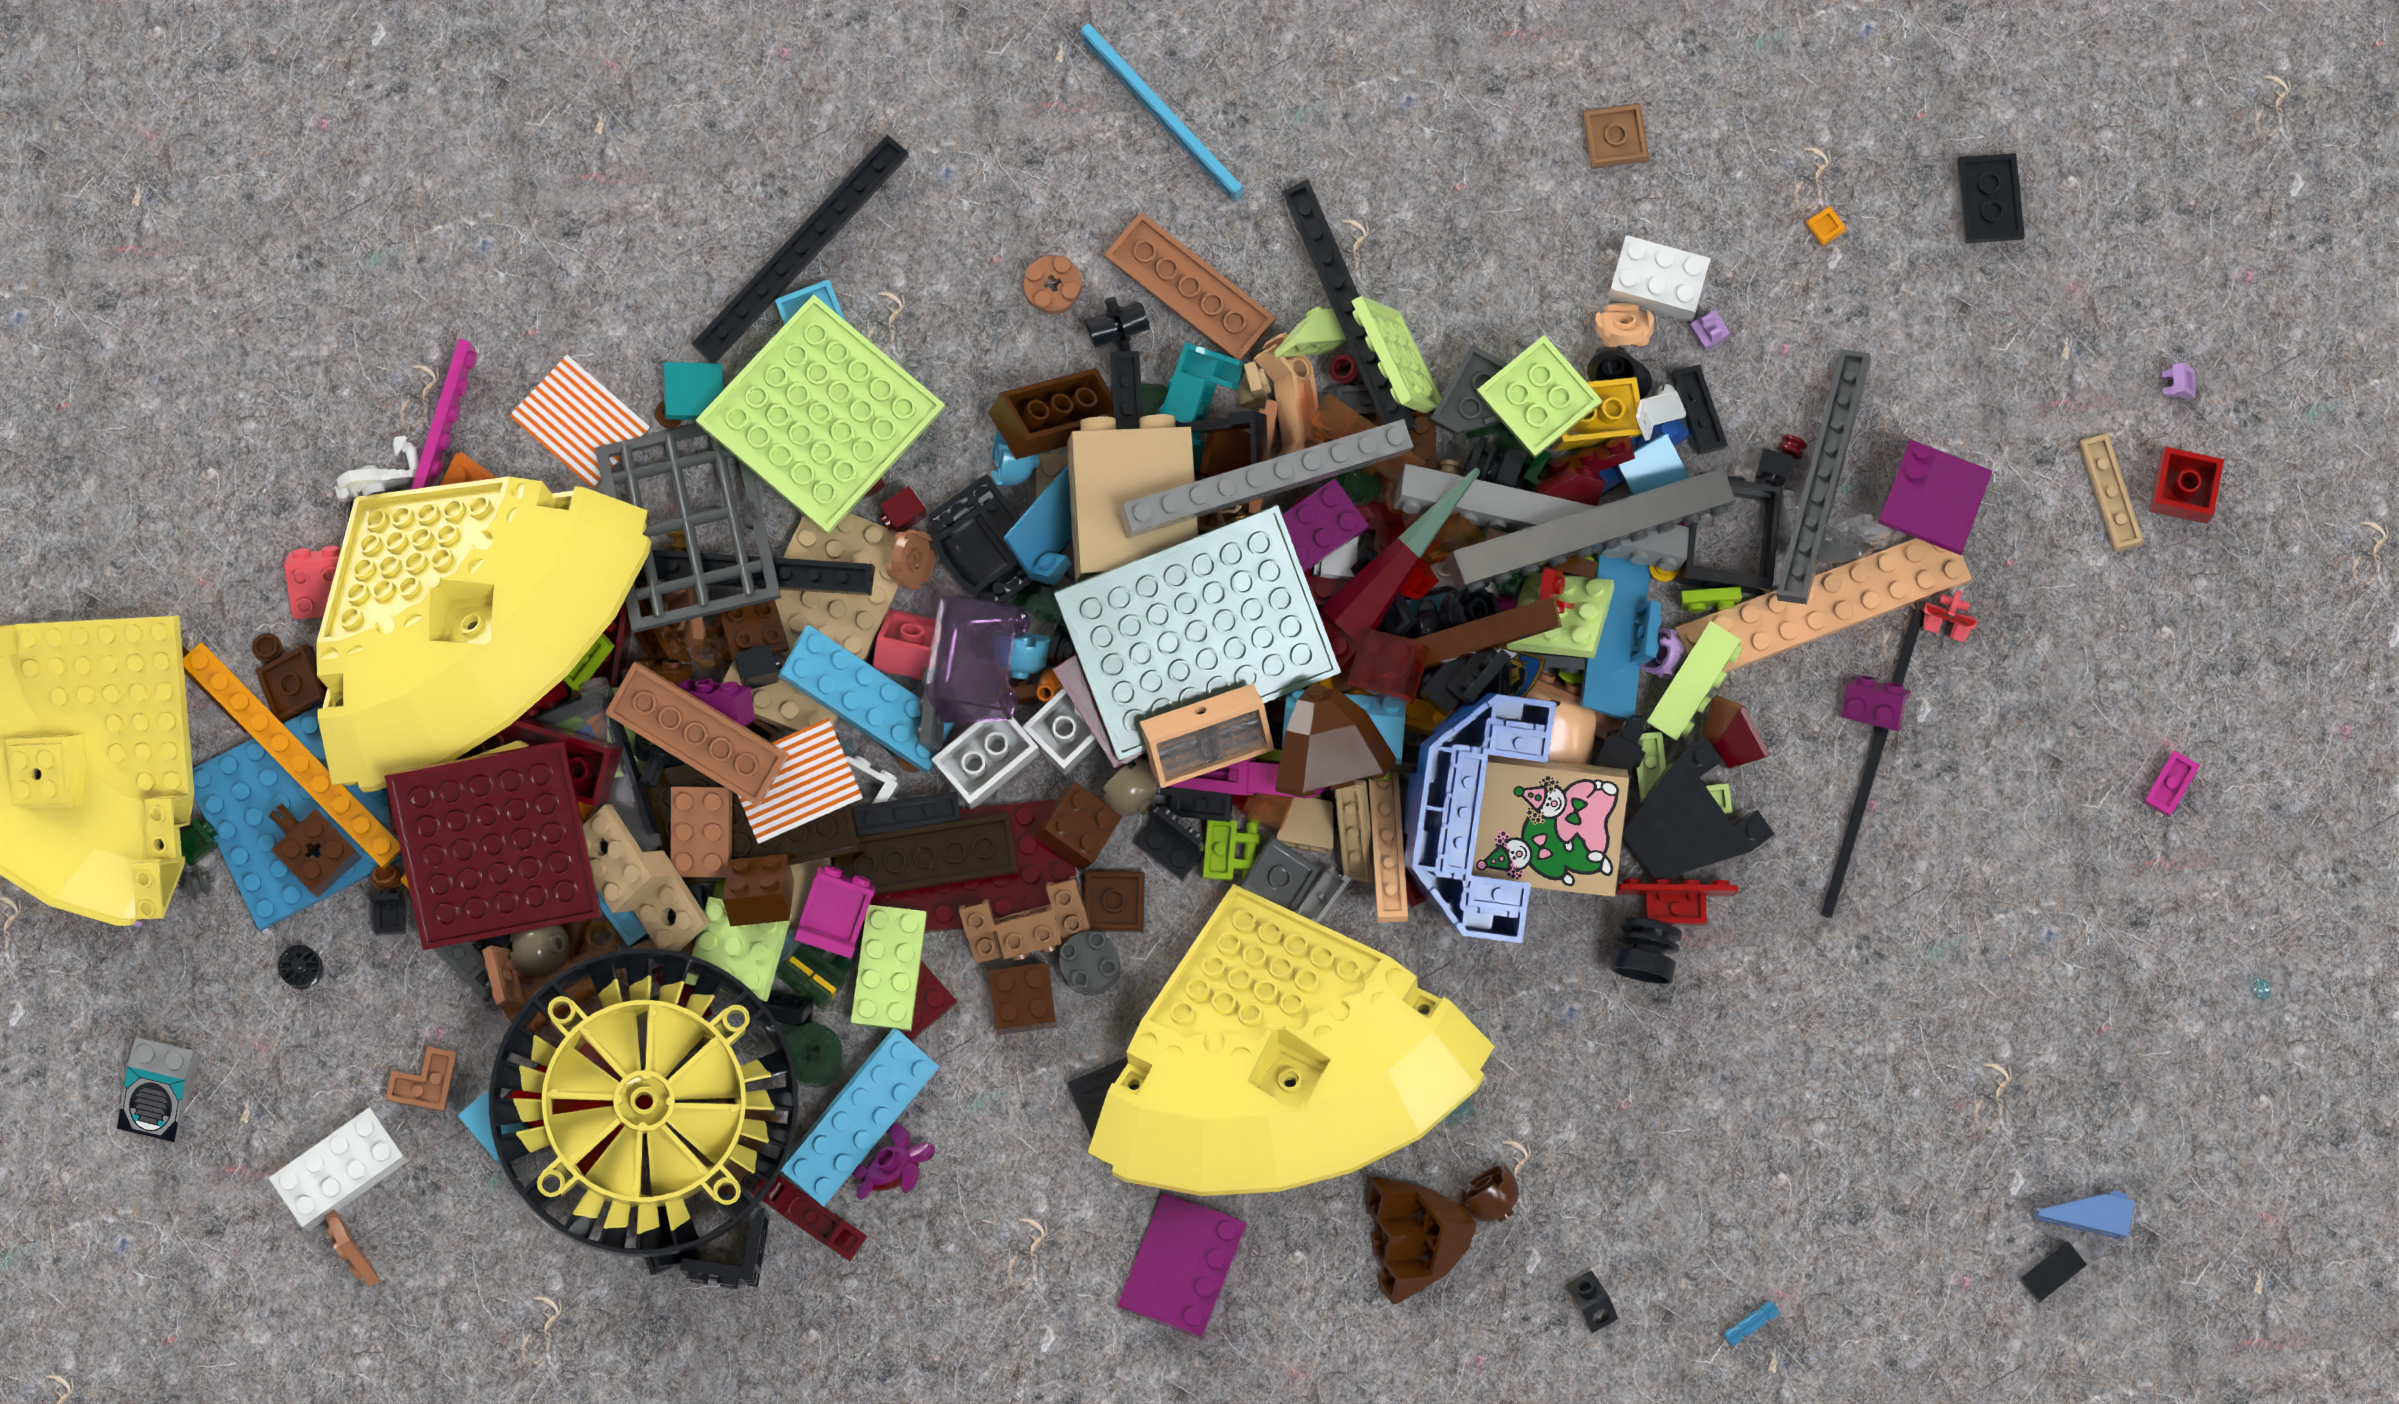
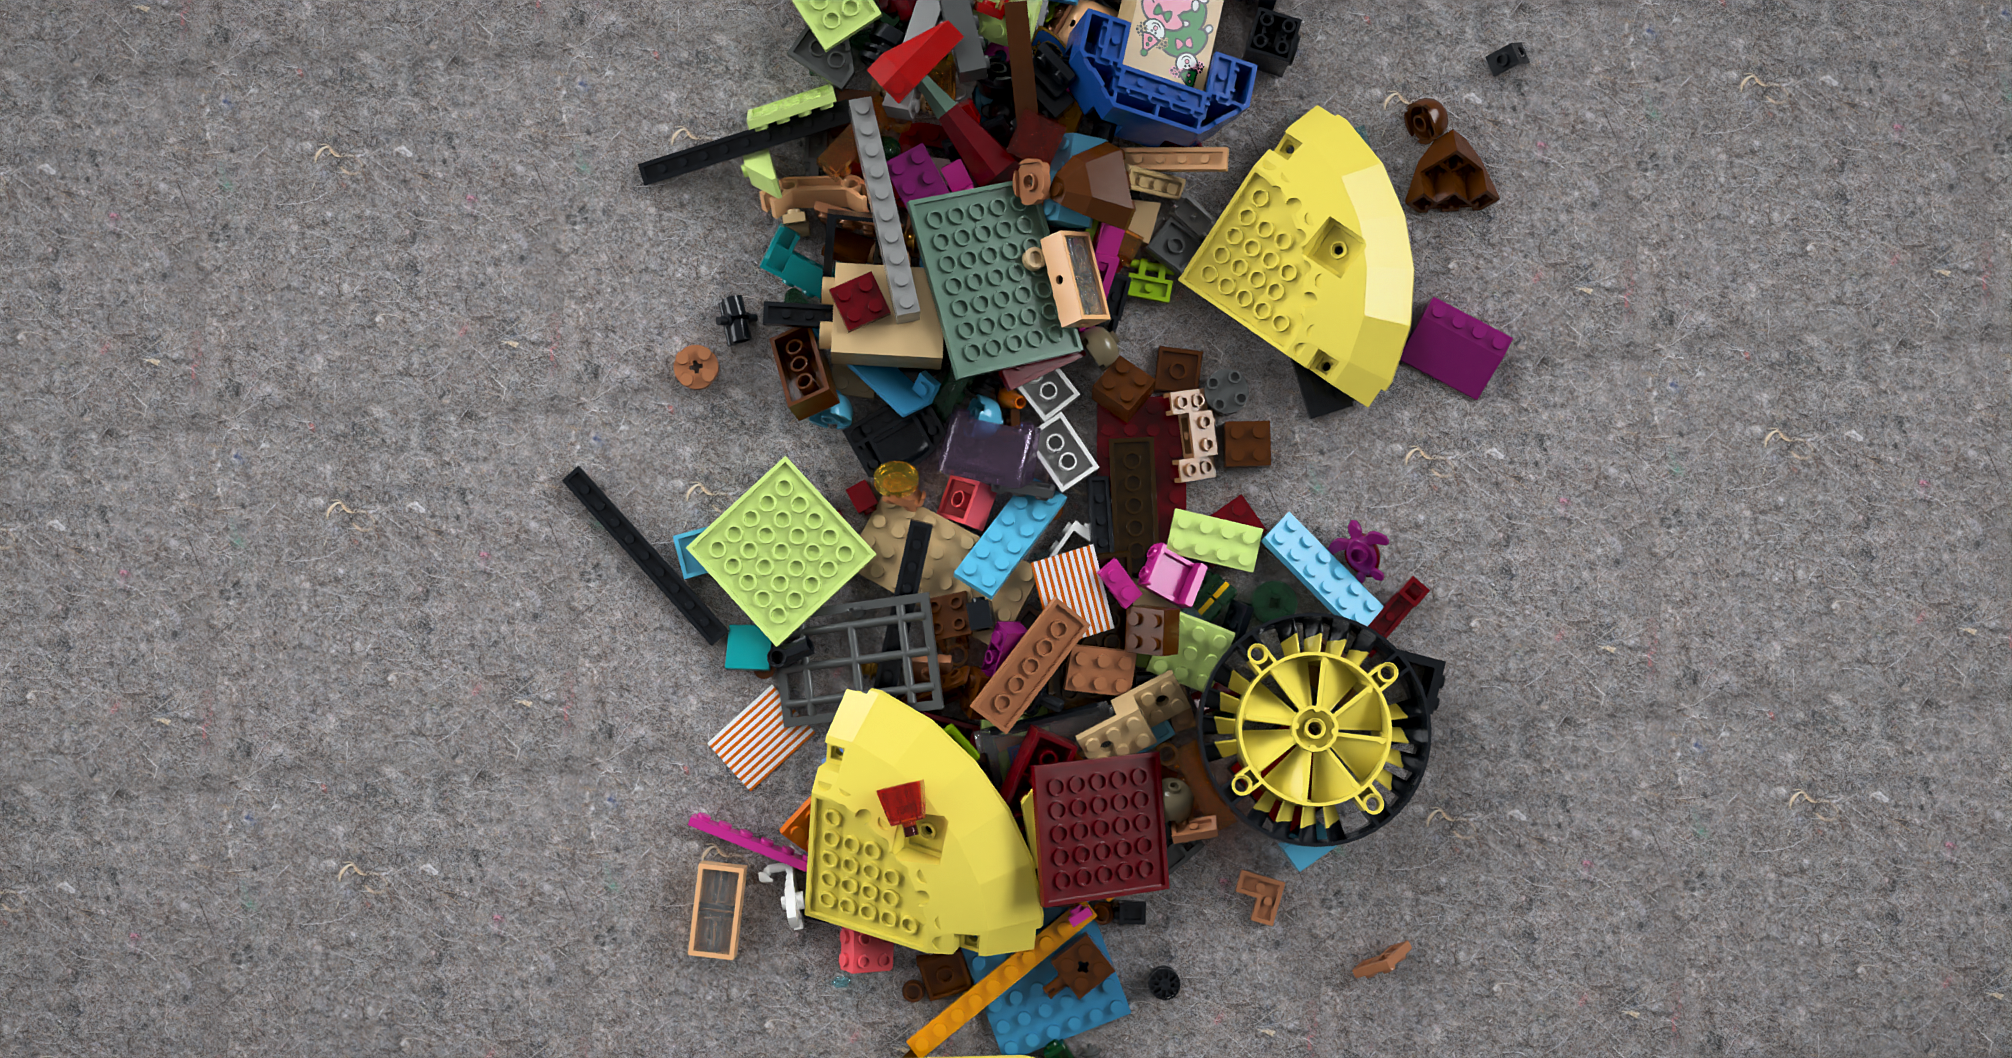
camera: 85 degrees left, 10 degrees up
(272, 555) = (841, 981): none -> clear light blue piece
(338, 1169) = (1321, 965): white brick -> none
(353, 389) = (717, 910): none -> clear brick
(381, 838) = (1079, 914): none -> dark pink plate
(500, 585) = (904, 805): none -> clear red torso
(690, 440) = (791, 652): none -> black piece
(815, 839) = (1119, 583): none -> dark pink plate
(926, 544) = (896, 479): none -> clear yellow tile
(1141, 460) = (860, 301): none -> dark red plate
(1161, 112) = (569, 269): medium azure tile -> none
(1172, 844) = (1142, 324): black bracket -> none
(1190, 287) = (711, 263): nougat plate -> none
(1228, 679) = (1033, 259): none -> tan tile
(1327, 664) = (1040, 174): none -> nougat plate
(1329, 577) = (957, 176): none -> dark pink bracket
(1339, 365) = (788, 147): dark red cone -> none
(1457, 486) = (910, 62): none -> red wedge
(1566, 970) = (1272, 41): none -> black brick

